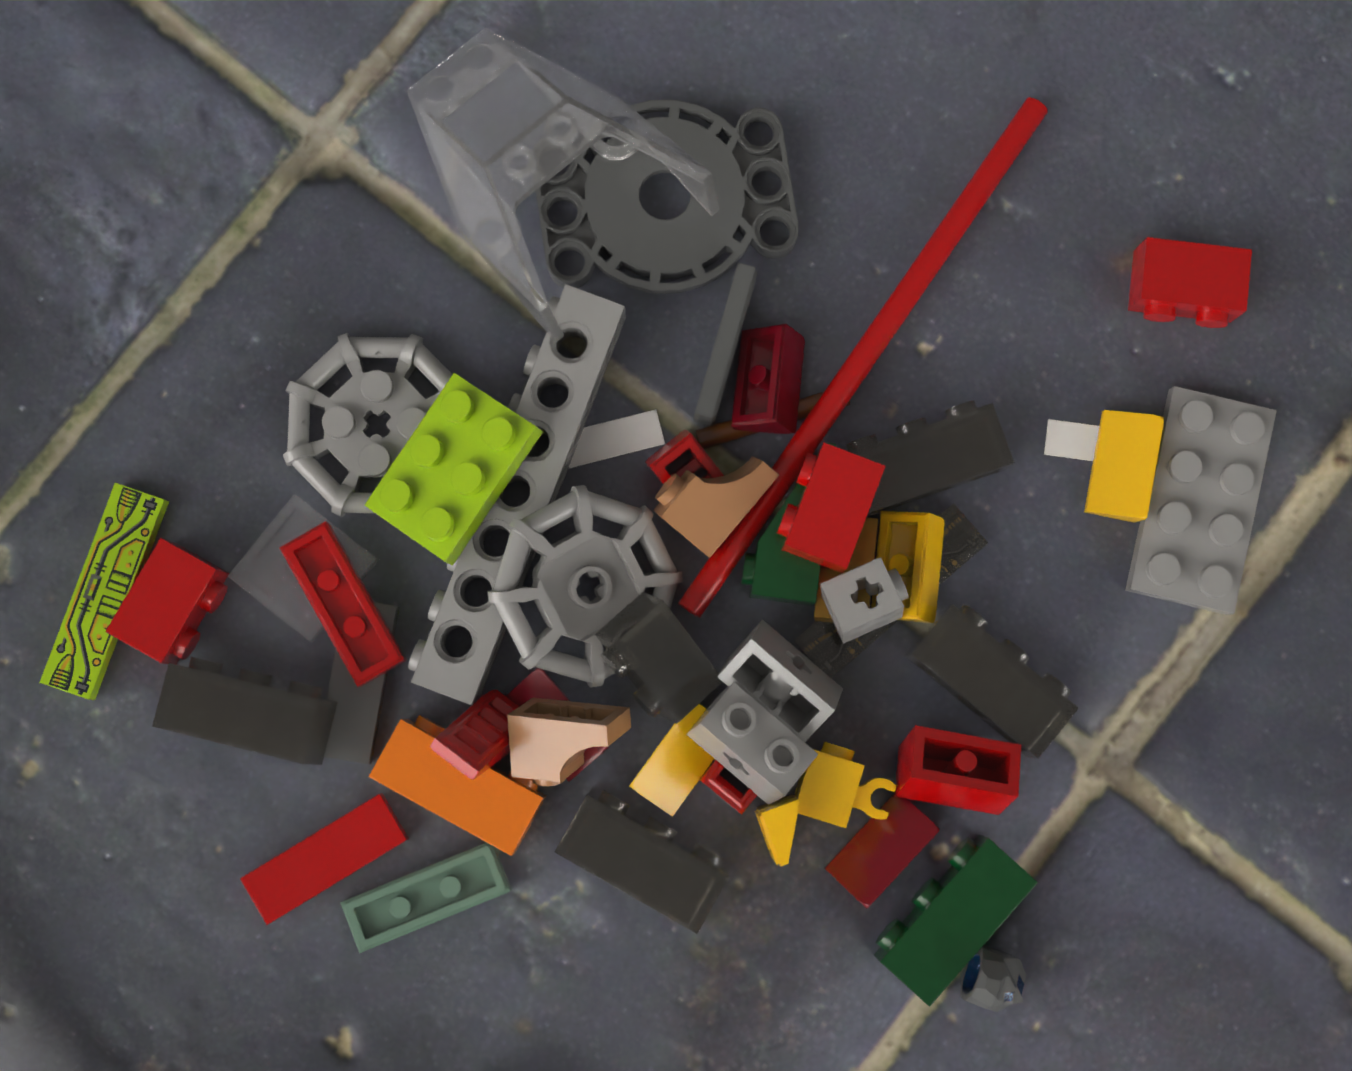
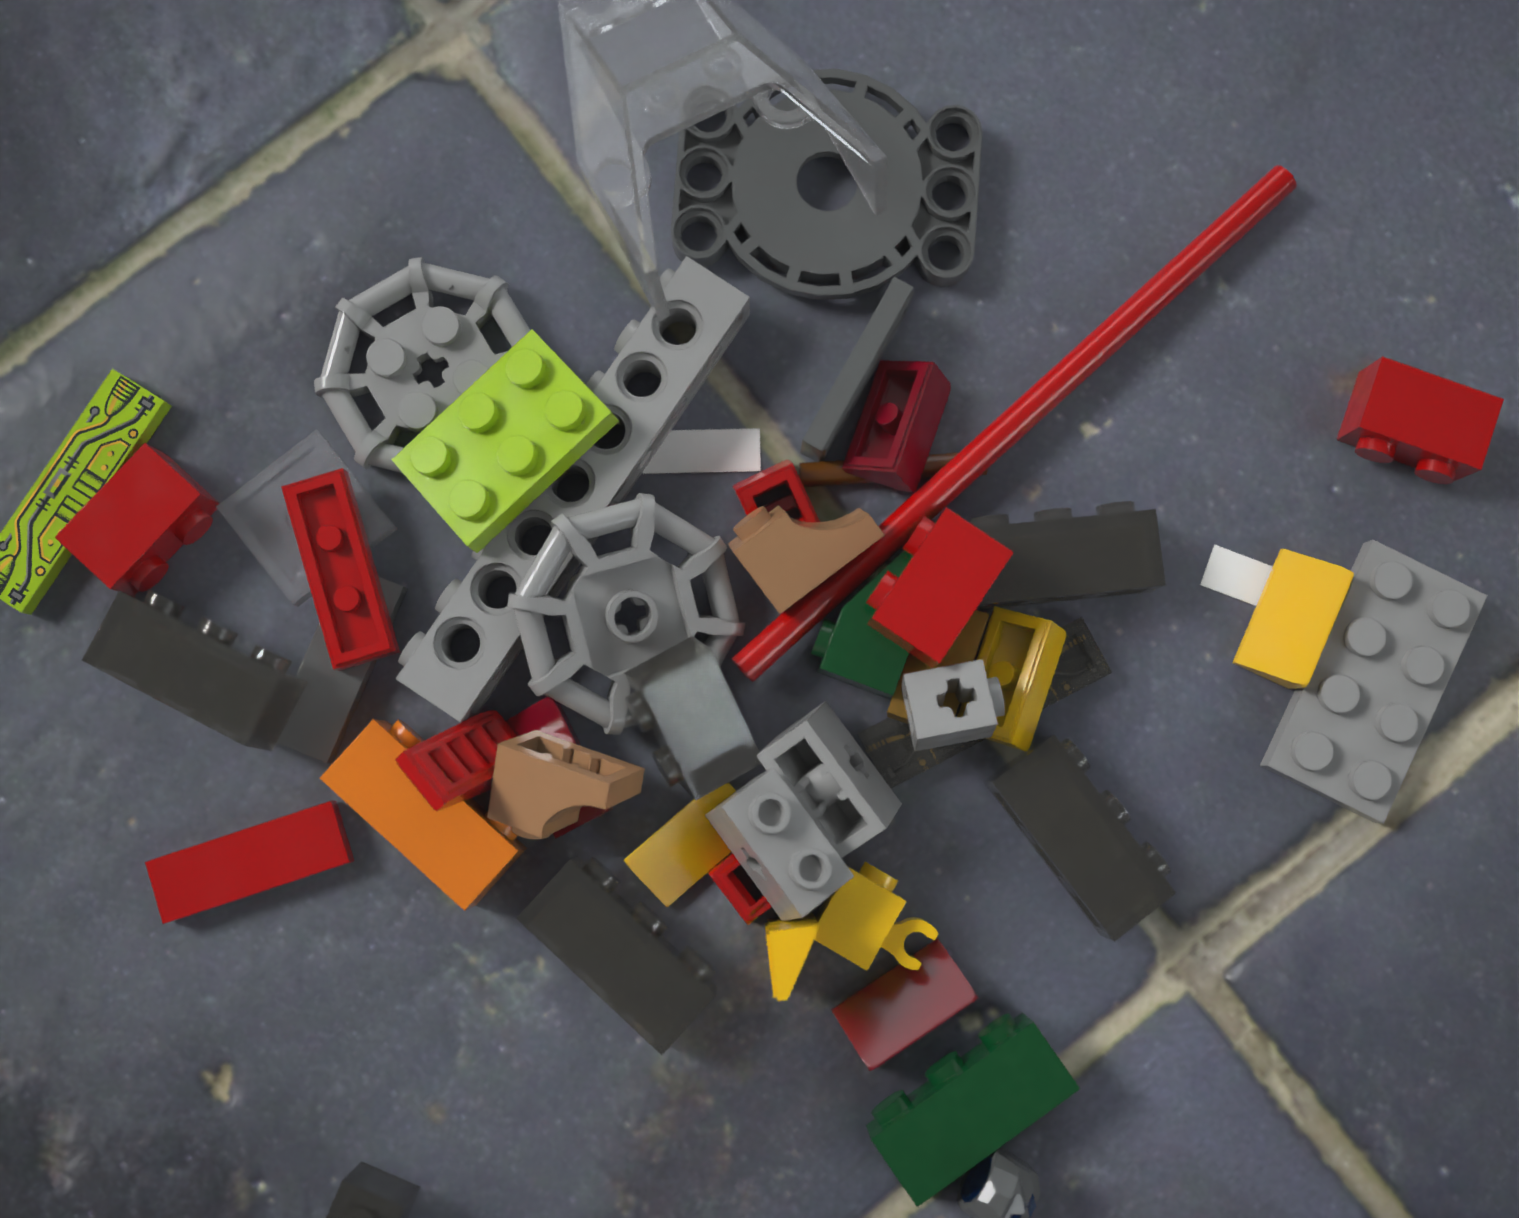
camera: 10 degrees right, 0 degrees up
(425, 896) = (356, 933): sand green tile -> none
(958, 770) = (1016, 933): red brick -> none

